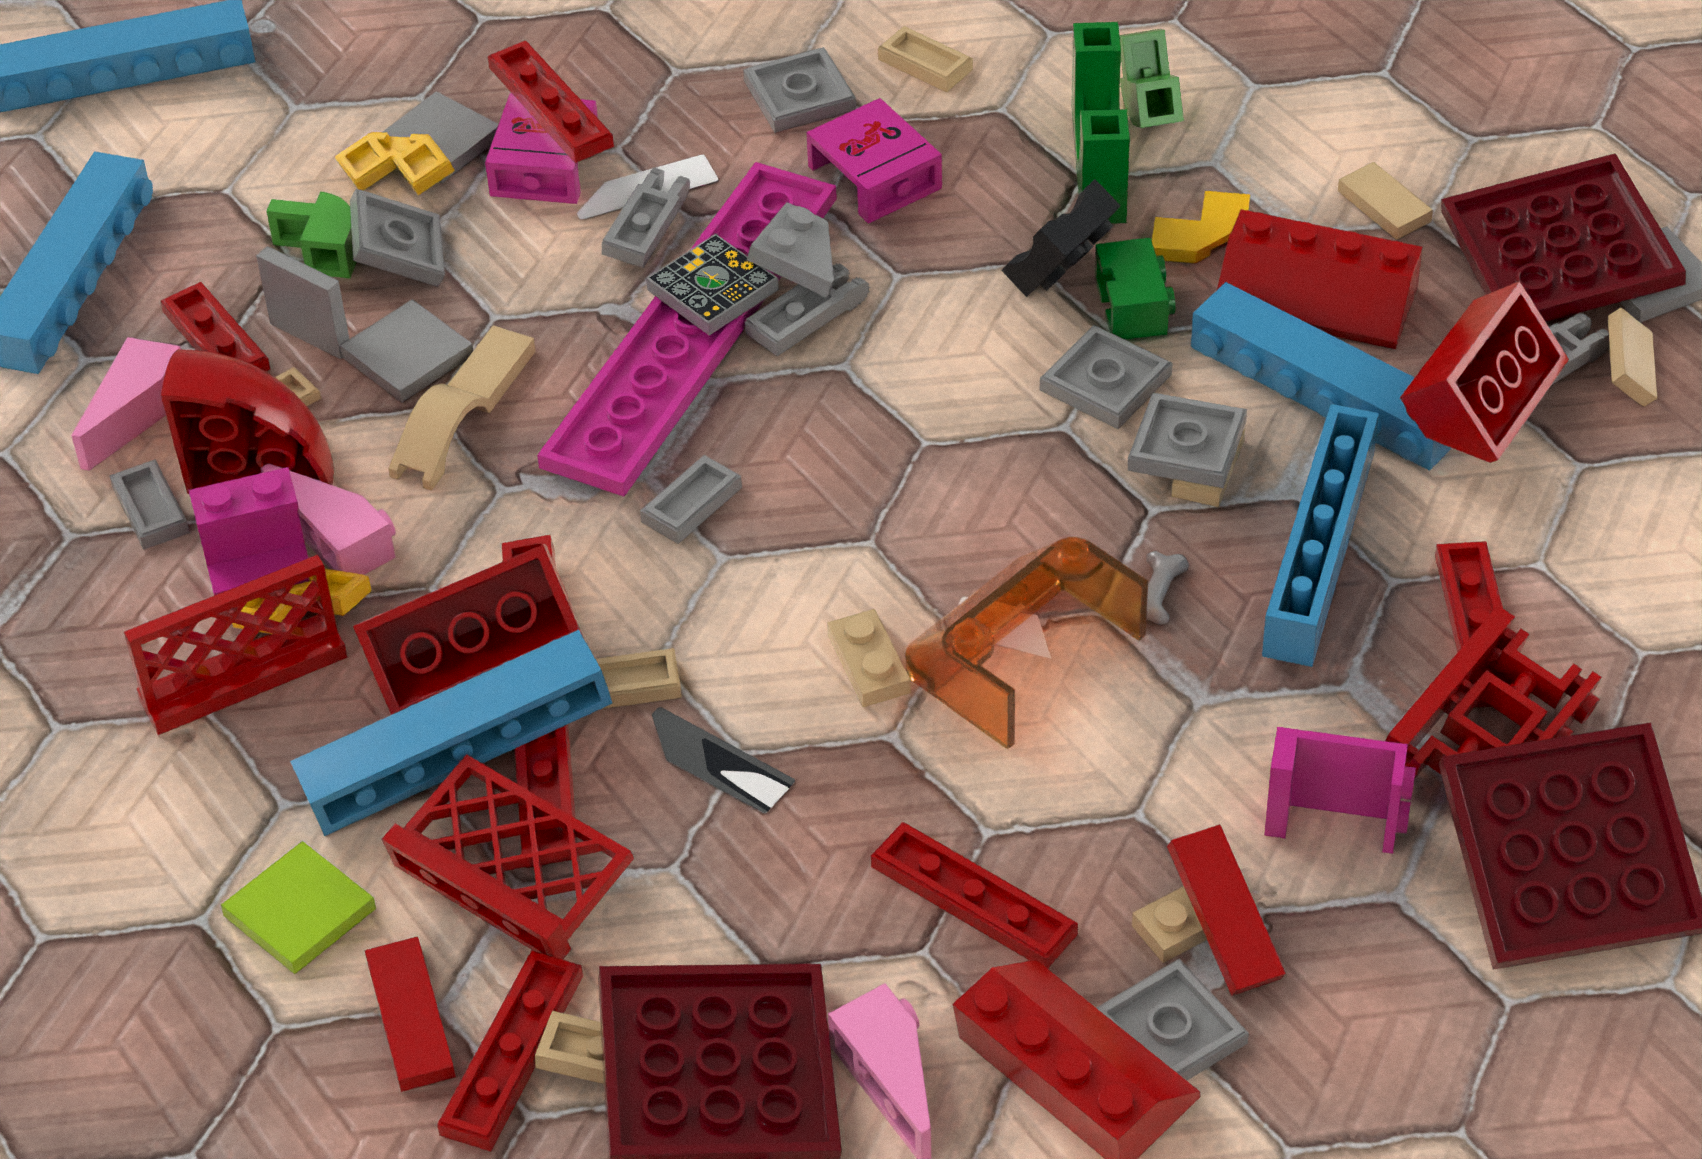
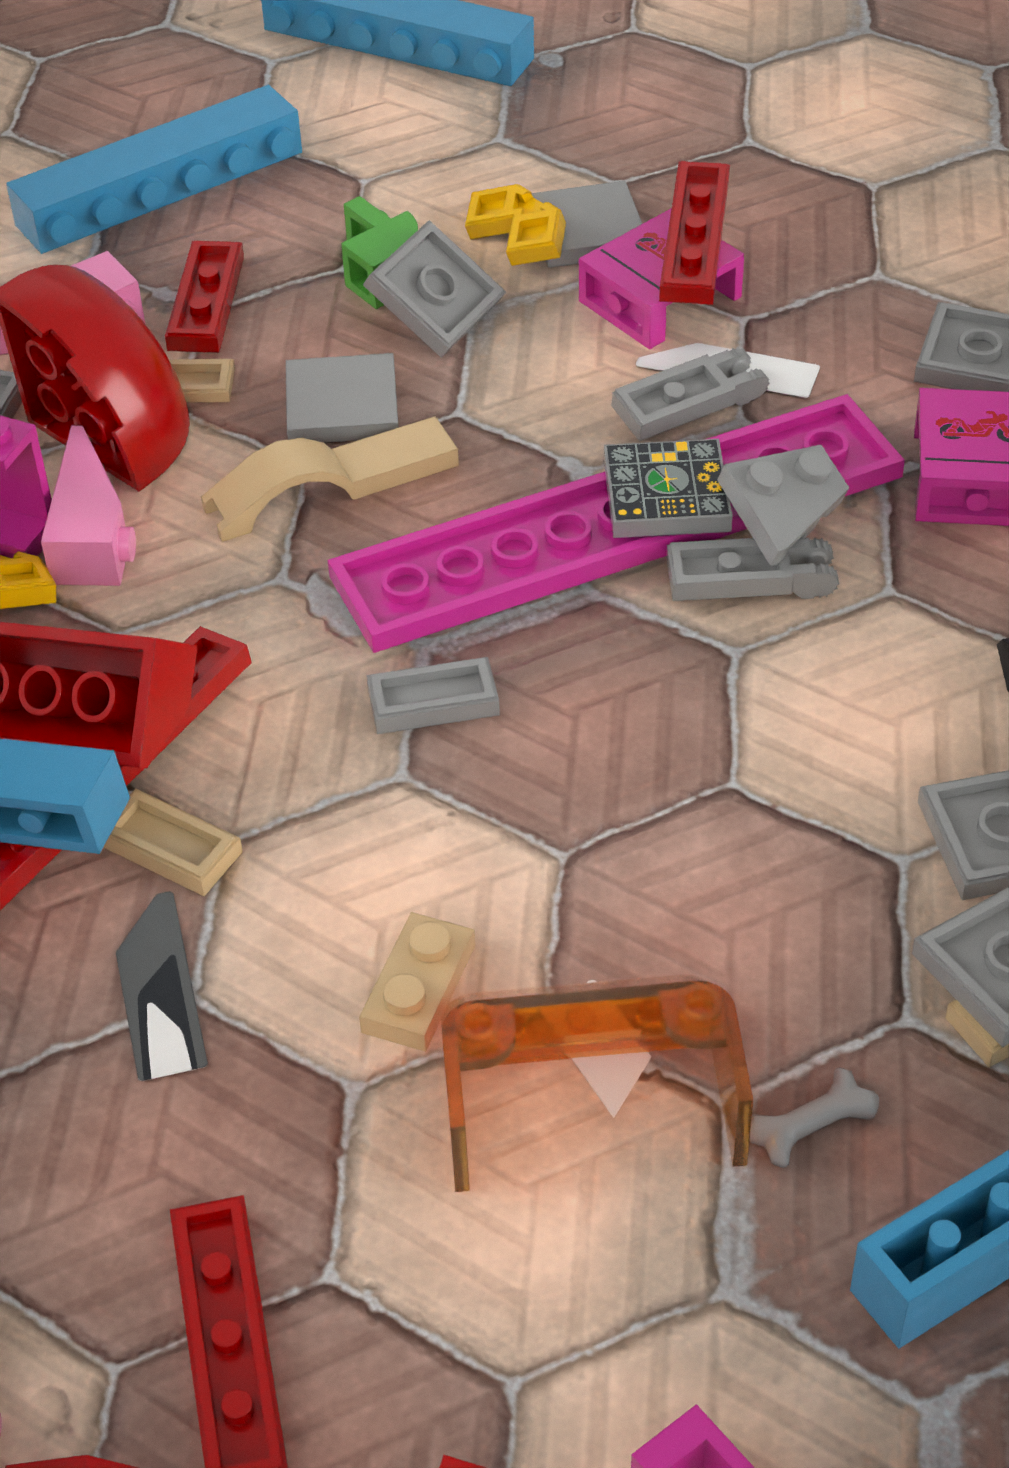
camera: 40 degrees right, 0 degrees up
(303, 301) = (279, 294): light grey tile -> none

